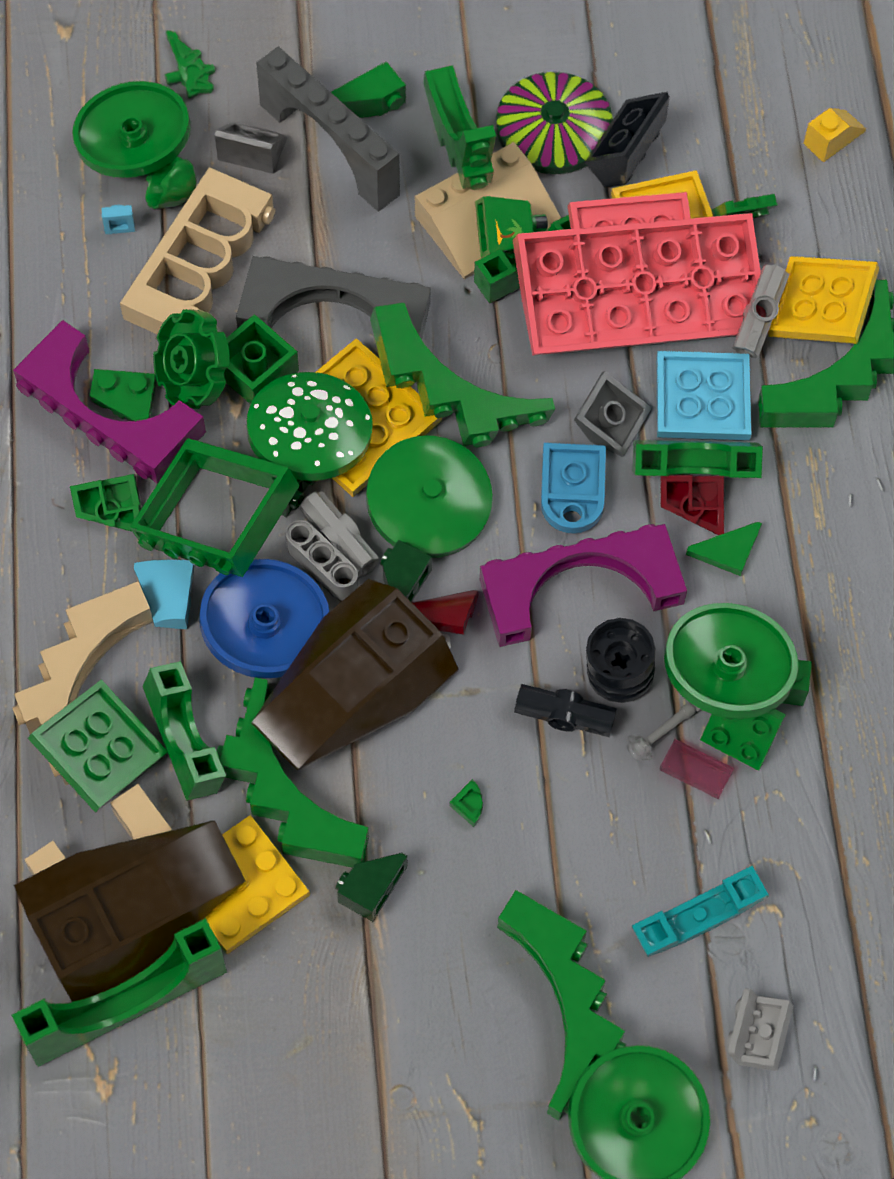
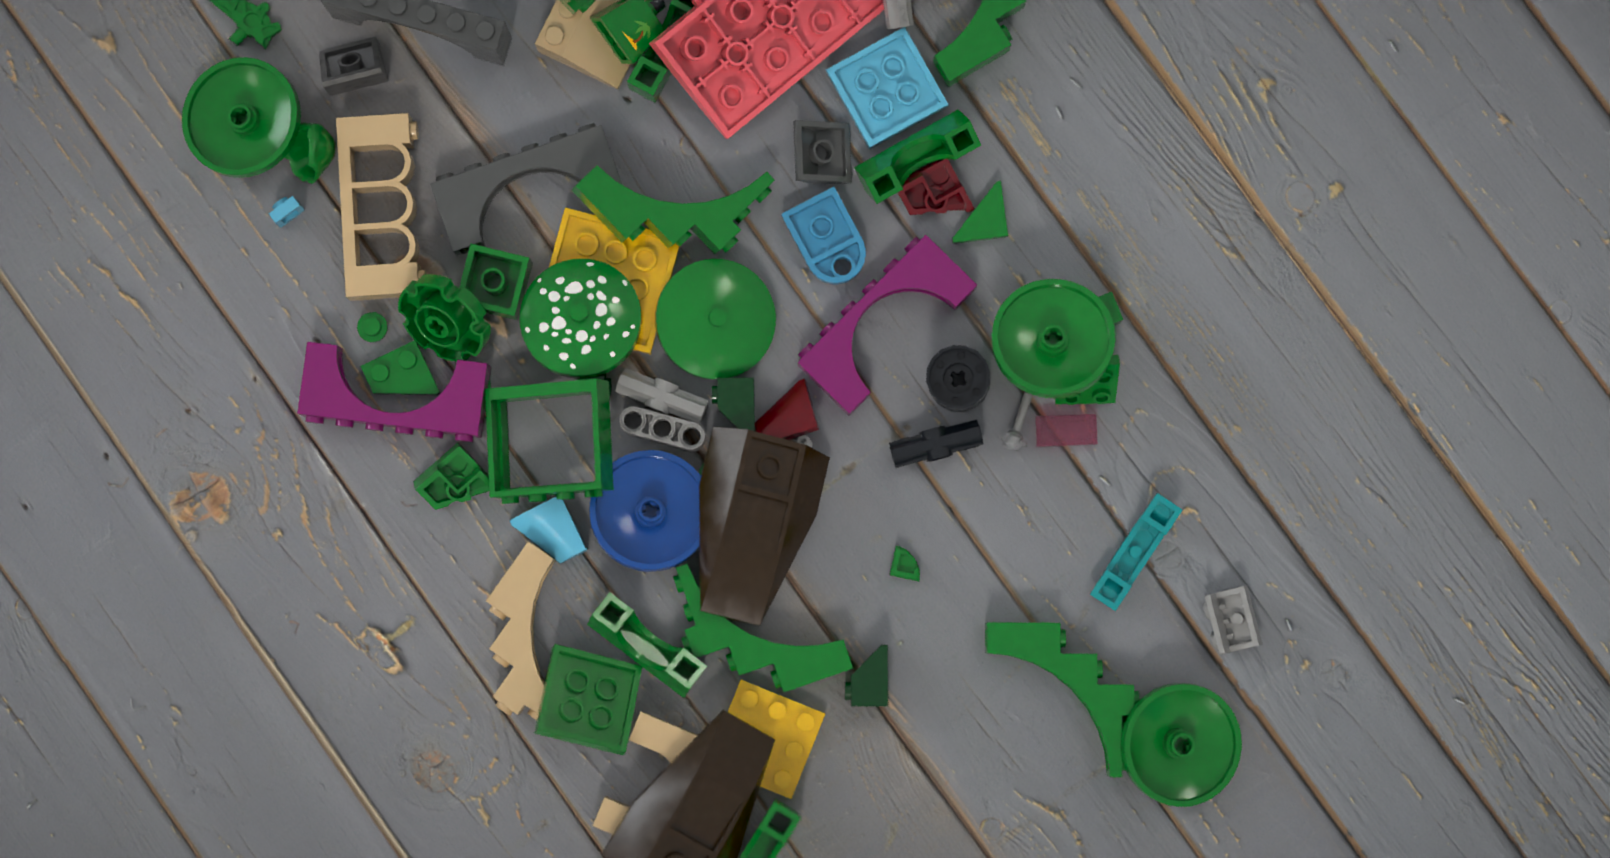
camera: 30 degrees left, 20 degrees up
(126, 346) = (372, 327): none -> green plate

